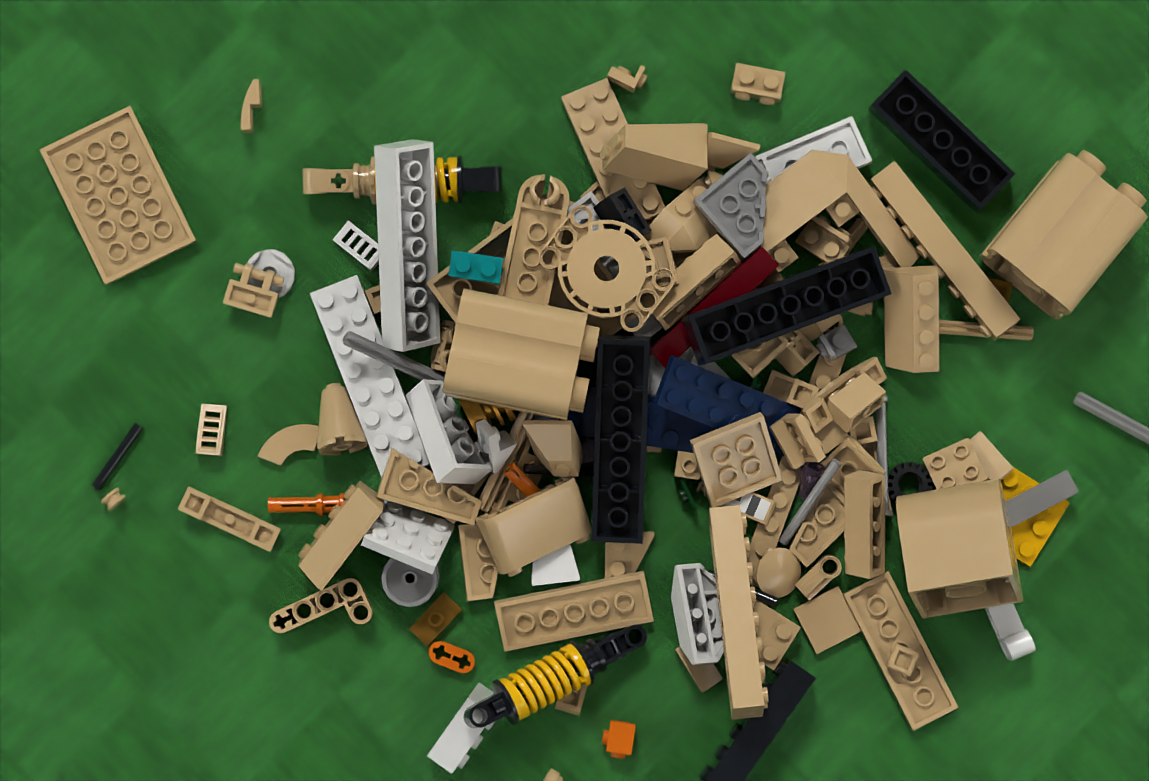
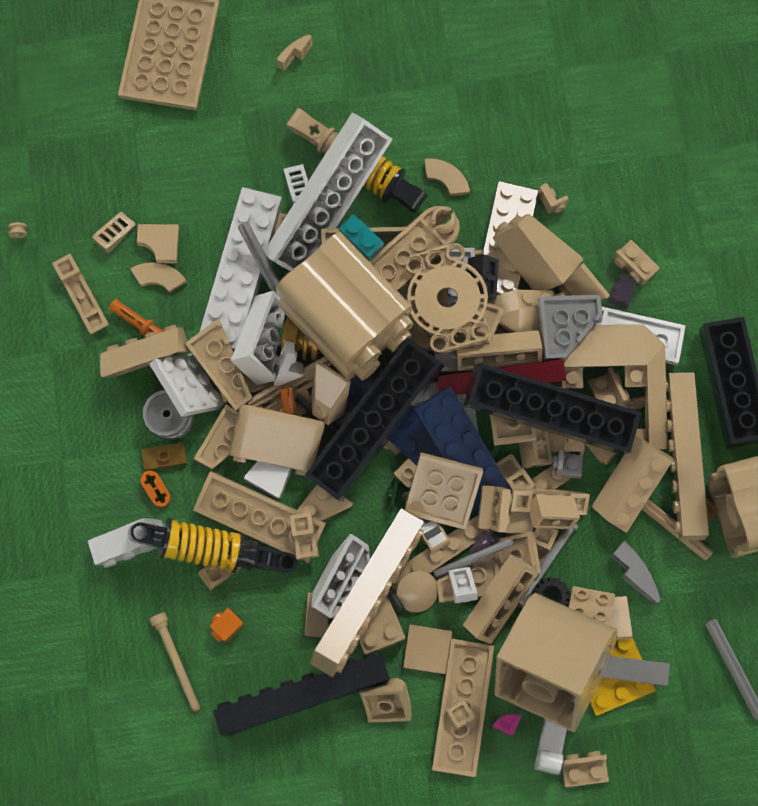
camera: 35 degrees right, 10 degrees down
(117, 456) = (41, 206): black bar -> none
(253, 298) = (203, 166): tan plate -> none
(267, 405) = (160, 240): none -> tan tile
(276, 262) = (227, 163): white tile -> none
(319, 609) = (92, 394): tan beam -> none
(338, 423) = (196, 284): tan cone -> none
(503, 126) = (447, 175): none -> tan tile
(632, 599) = (304, 536): none -> tan slope
(765, 124) = (622, 291): none -> clear purple brick
(816, 578) = (440, 614): tan piece -> none
(819, 536) = (462, 585): none -> white slope
(827, 698) = (387, 702): none -> tan slope
(952, 634) = (507, 723): none -> dark pink tile
(973, 401) = (636, 572): none -> light grey slope
(1054, 625) = (584, 770): none -> tan bracket

